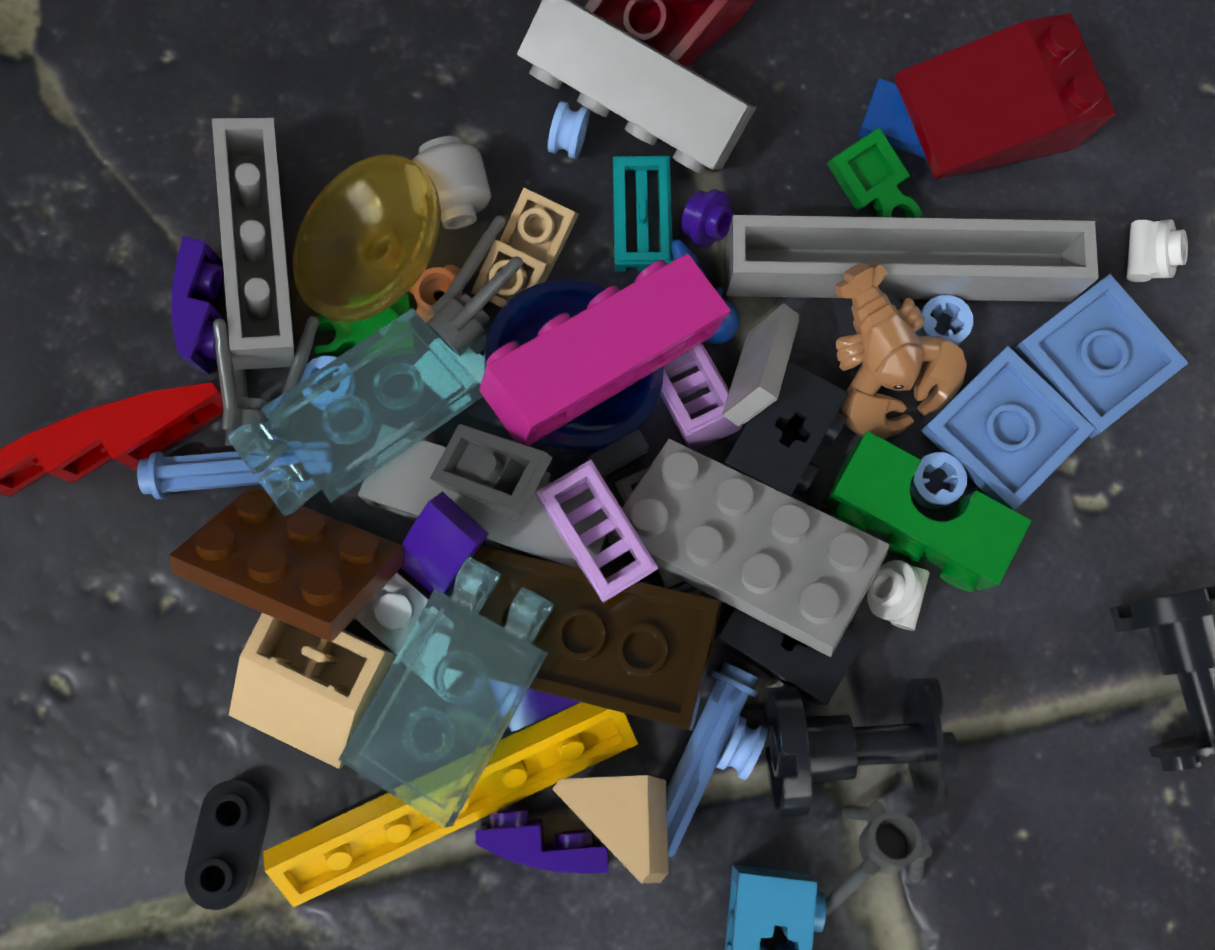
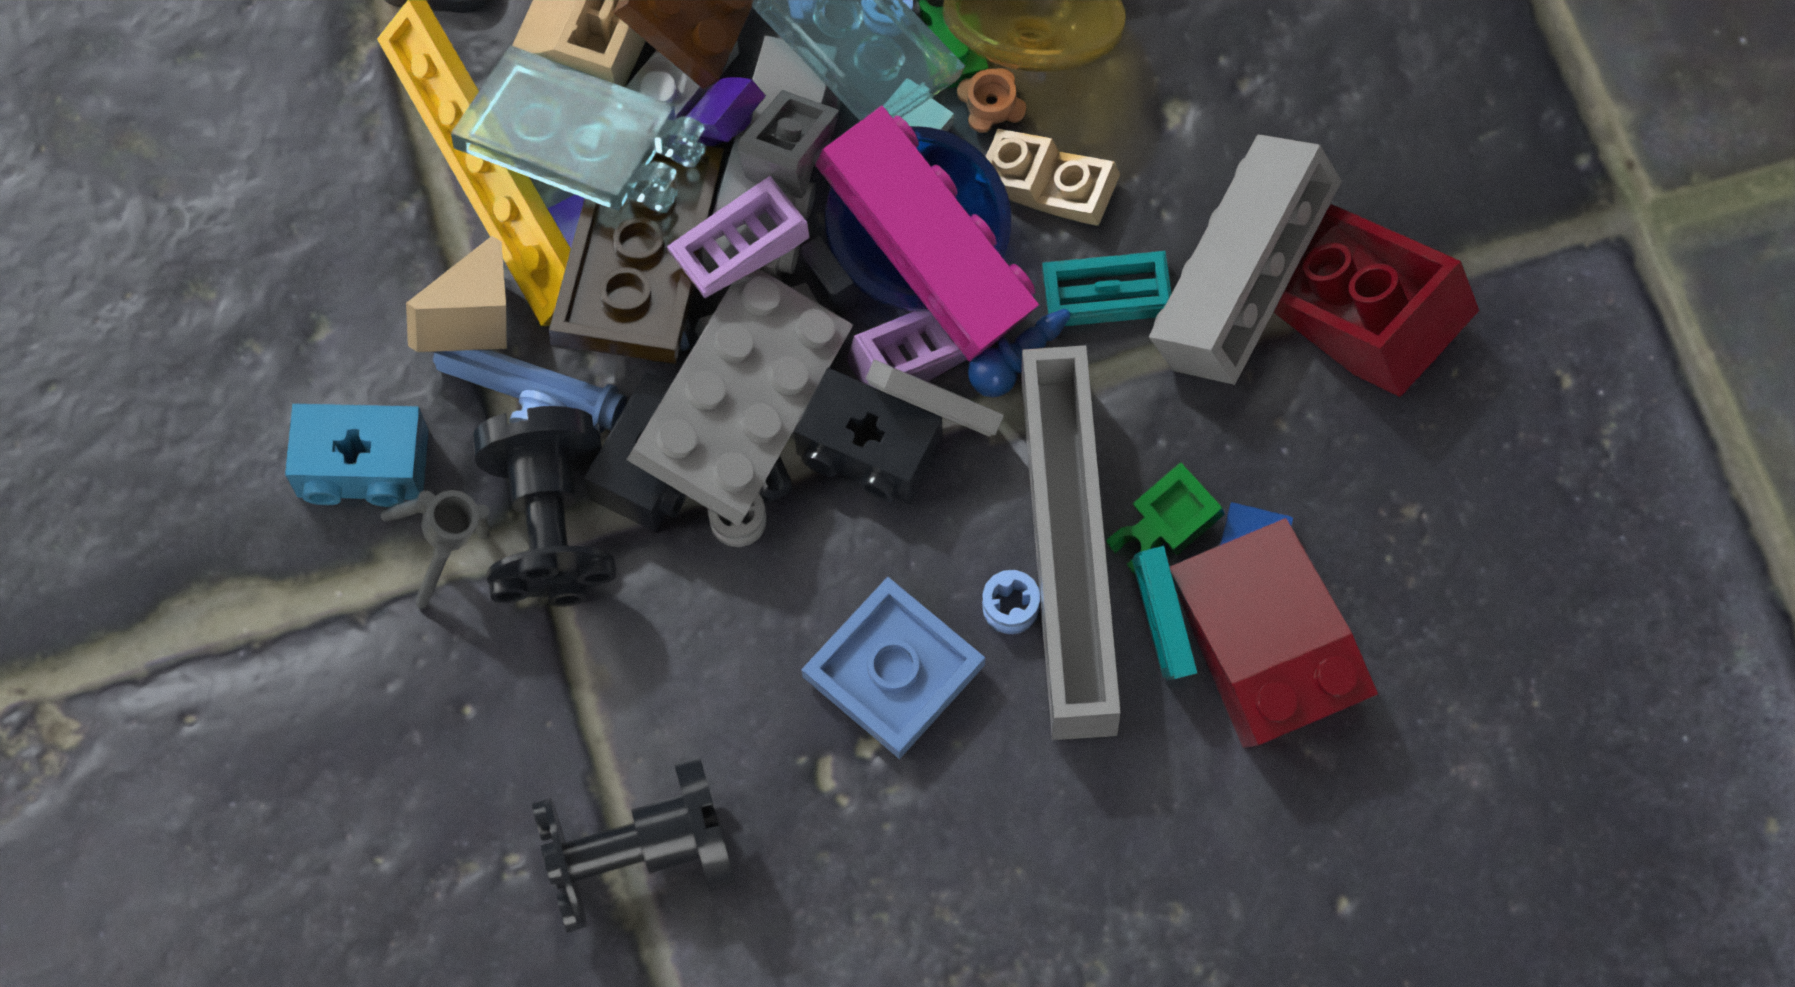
camera: 90 degrees right, 10 degrees down
(458, 177) = (1110, 91): light grey head -> none
(462, 321) = (961, 112): dark grey plant -> none
(522, 842) = (441, 230): dark purple slope -> none
(568, 130) = (1187, 202): light blue bush -> none
(707, 217) = (1107, 346): dark purple plate -> none
(891, 357) = (956, 531): medium nougat animal -> none
(898, 593) = (708, 566): white plate -> none
(956, 477) = (829, 580): light blue bush -> none
(968, 547) = (811, 530): green arch -> none
(977, 186) = (1164, 613): none -> teal tile
(1102, 354) = (987, 764): medium blue plate -> none
(1155, 250) = (1120, 831): white plate -> none

